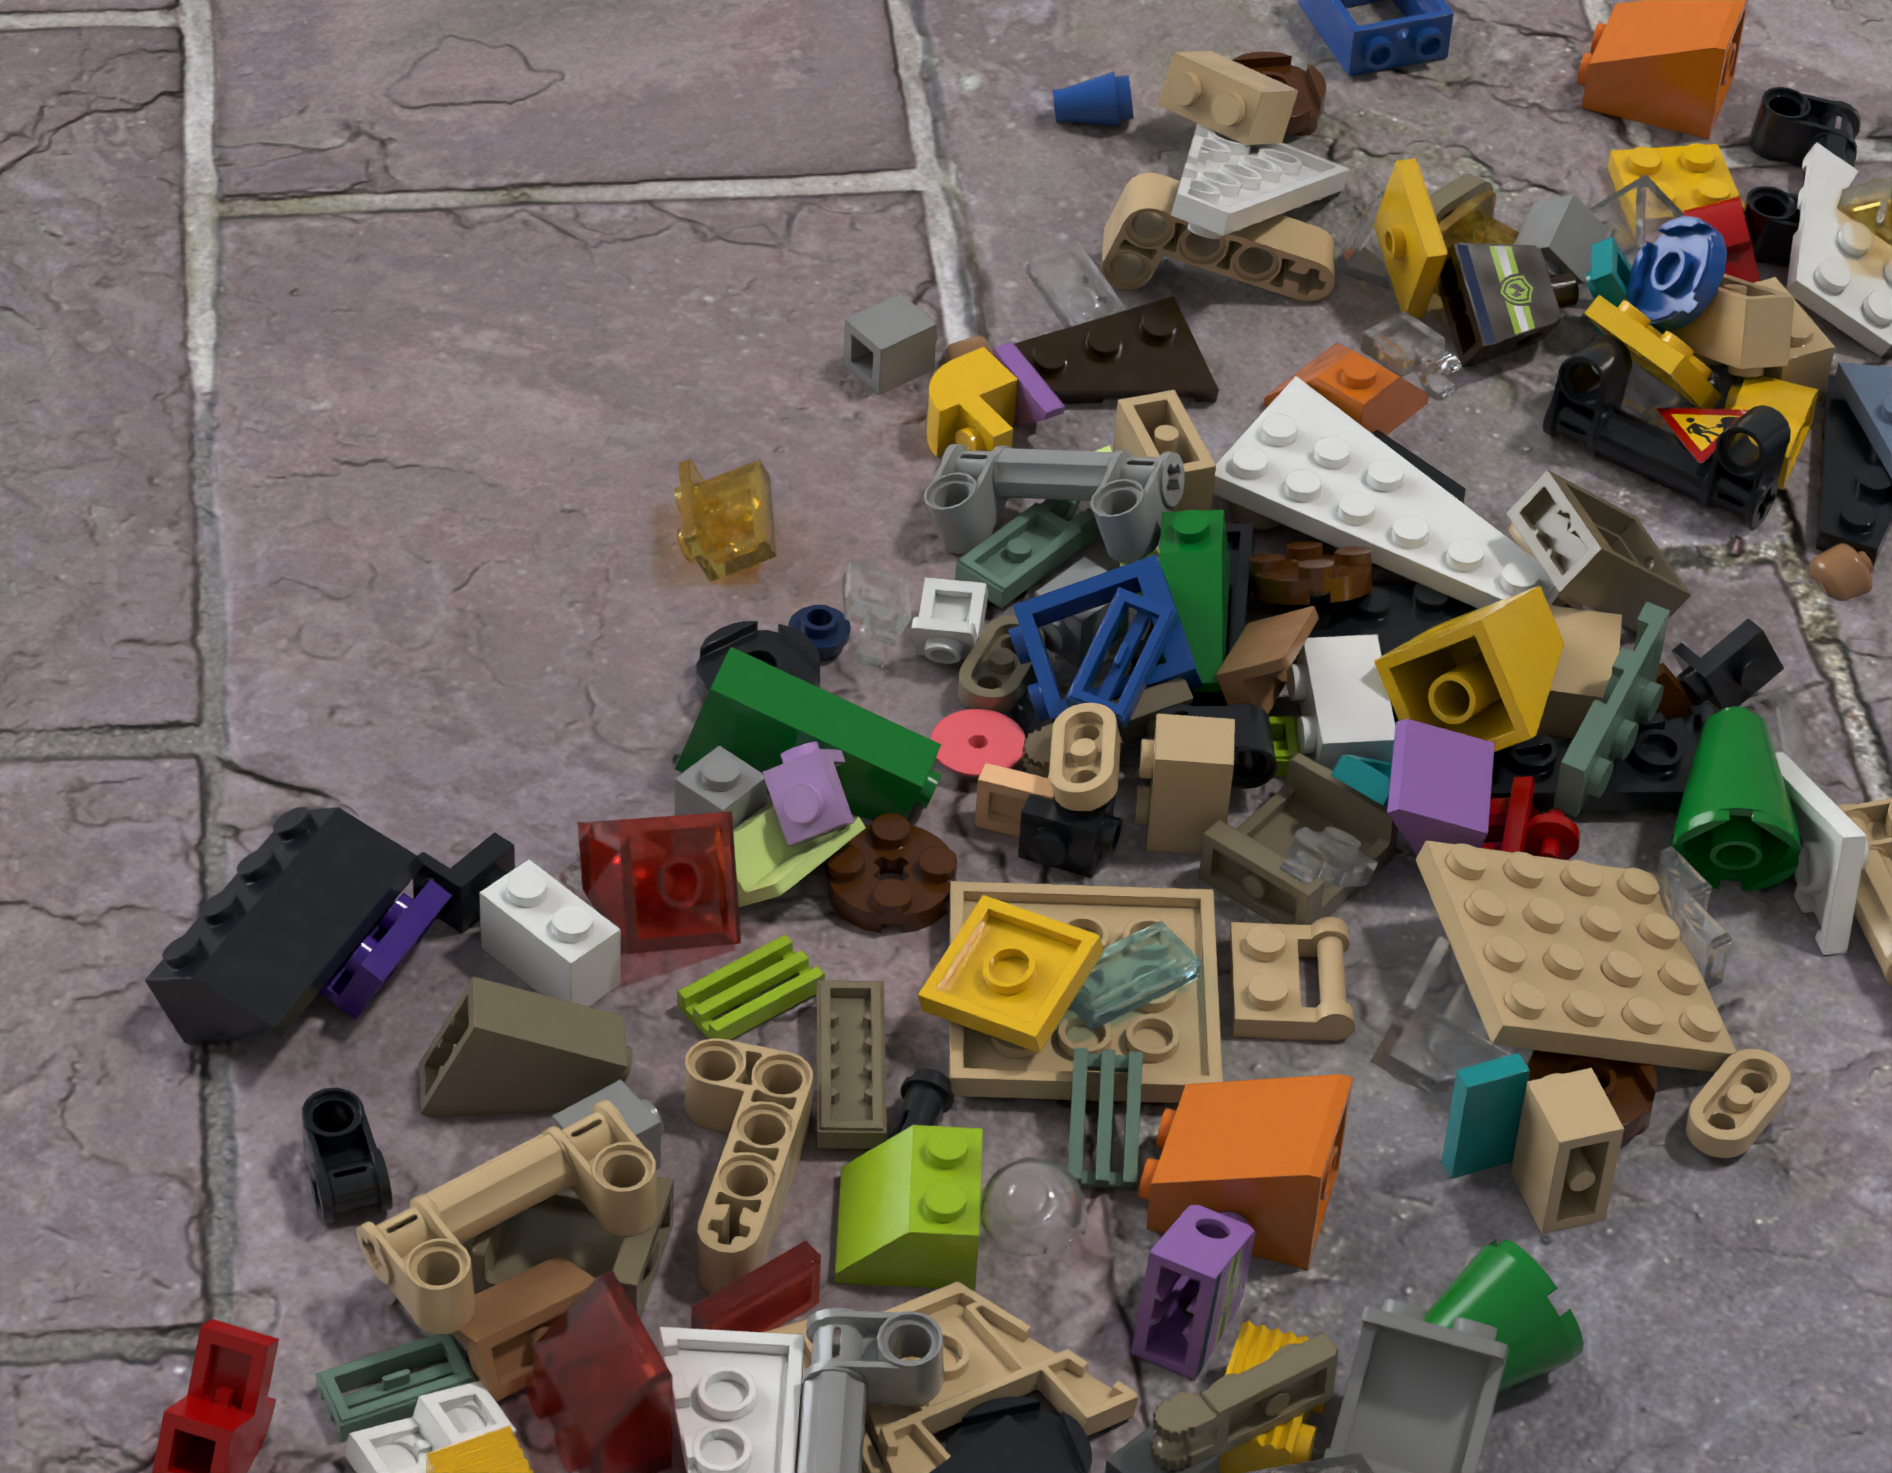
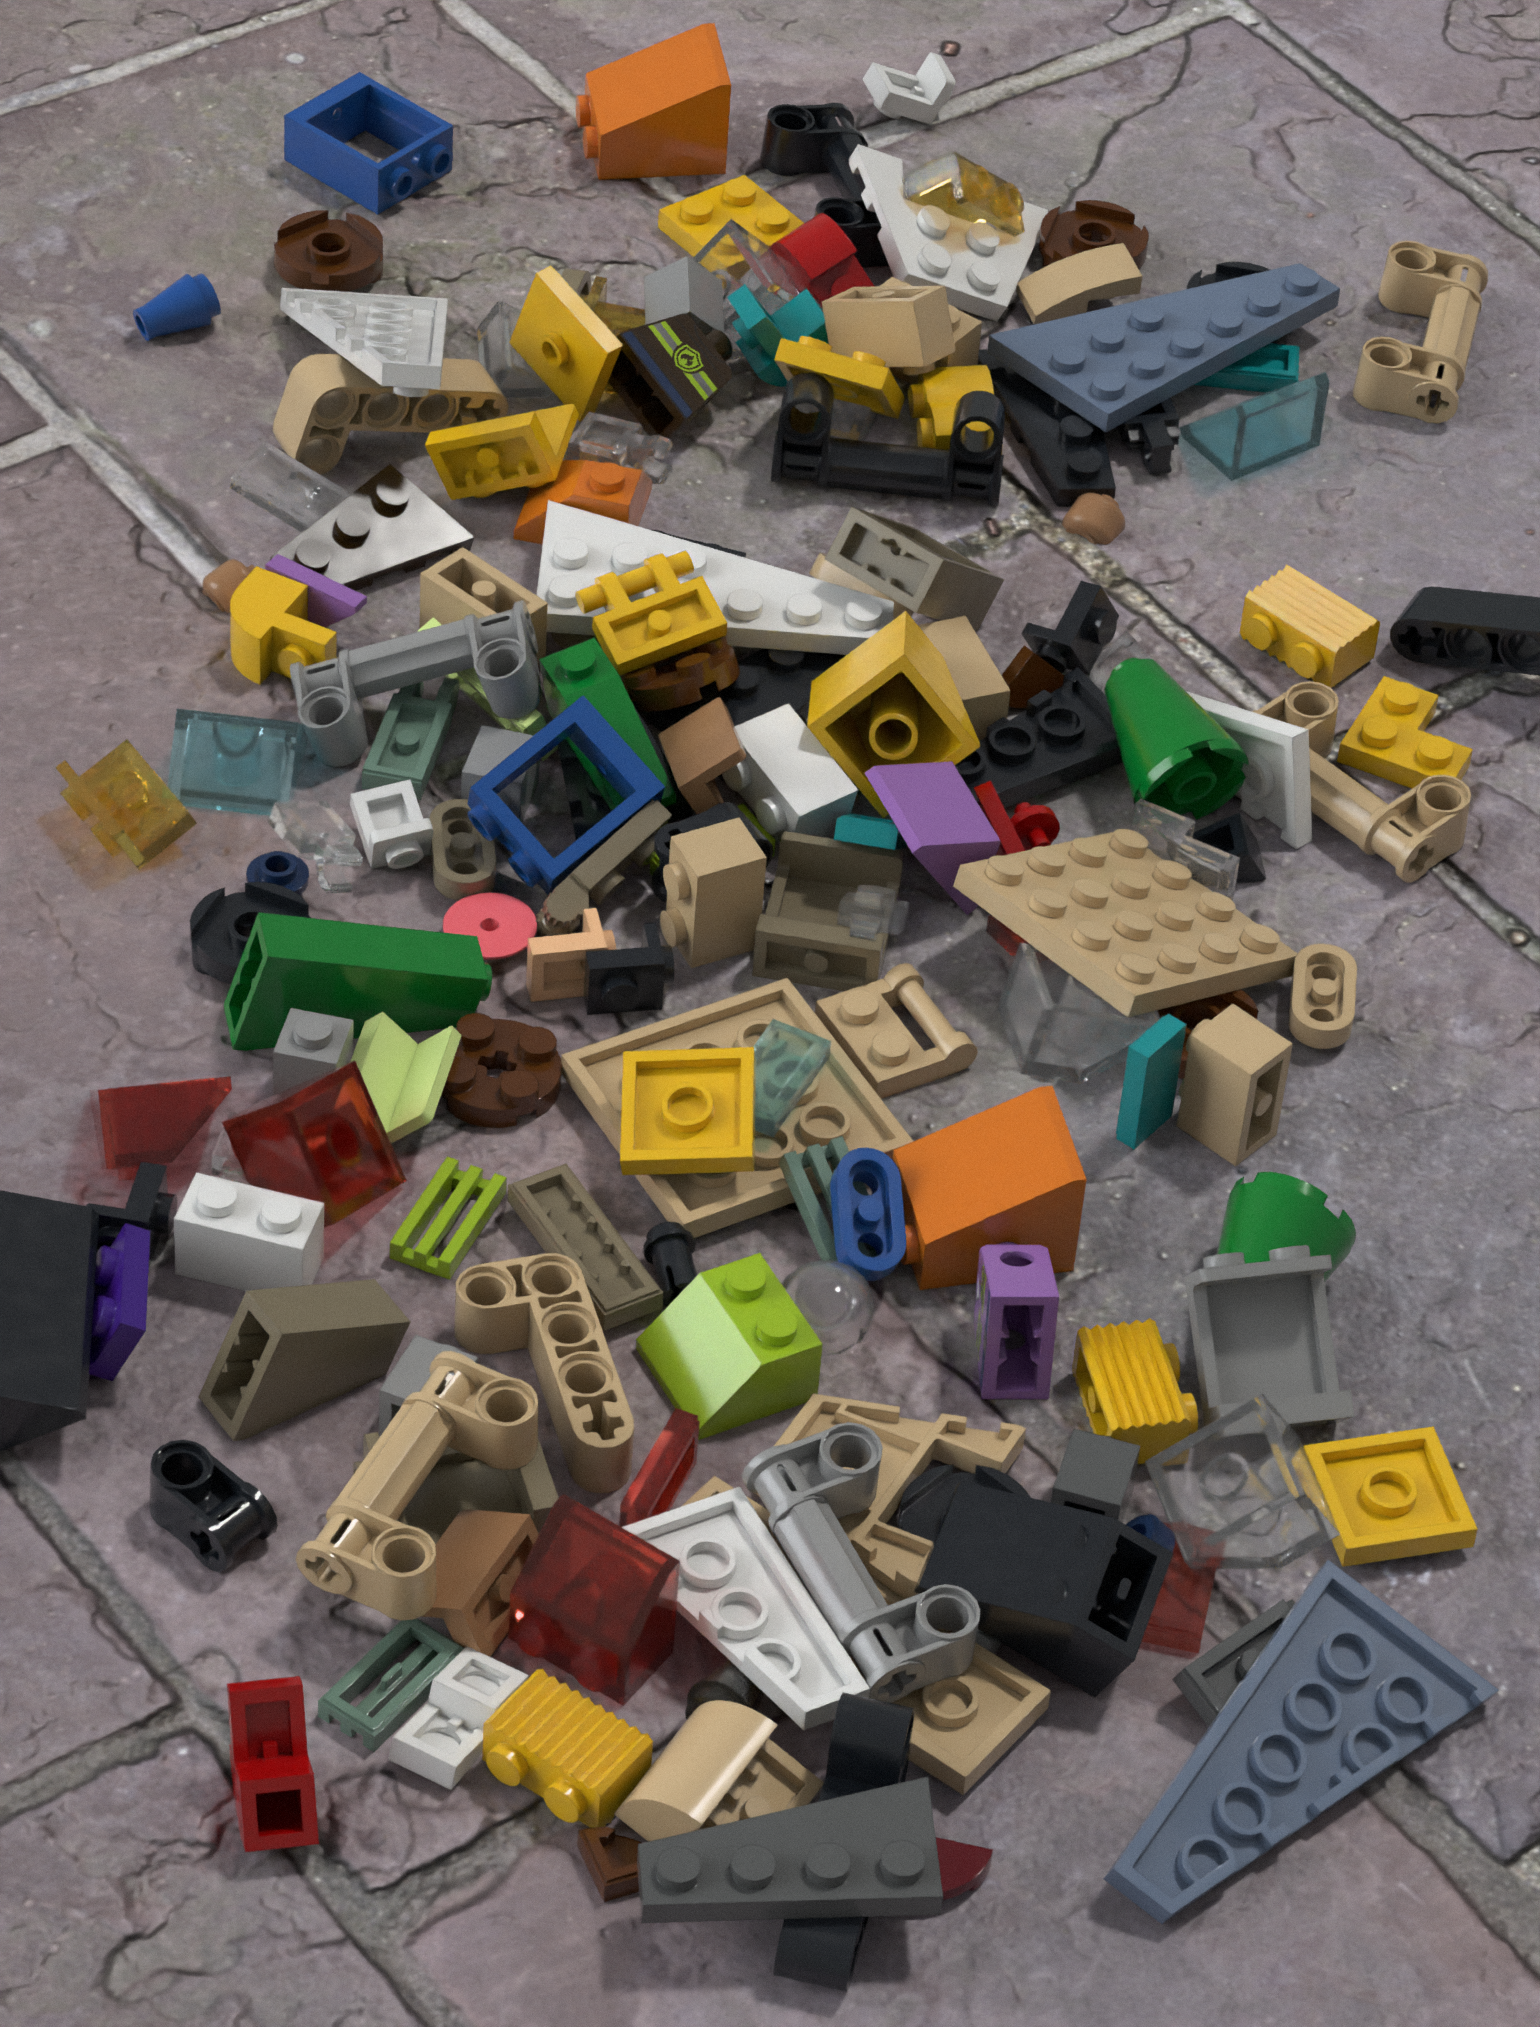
camera: 30 degrees left, 0 degrees up
(542, 802) = (152, 1120): none -> clear red slope
(808, 793) = (402, 1020): lavender bracket -> none
(853, 514) = (235, 761): none -> clear light blue slope
(890, 343) = (156, 594): light grey brick -> none
(1085, 757) = (619, 899): tan plate -> none
(1118, 1137) = (869, 1218): none -> blue plate
(1147, 661) = (599, 848): blue tile -> none
(1228, 97) = (311, 265): tan brick -> none
(1244, 1404) = (1141, 1395): dark tan hinge -> none
(1289, 318) = (502, 452): none -> yellow bracket
(1307, 520) = (658, 624): none -> yellow plate
(1613, 722) = (1028, 713): sand green wing -> none
(1678, 273) = (826, 295): blue tile -> none
(1699, 427) = (919, 430): sticker -> none
(1755, 930) = (1236, 839): none -> black slope

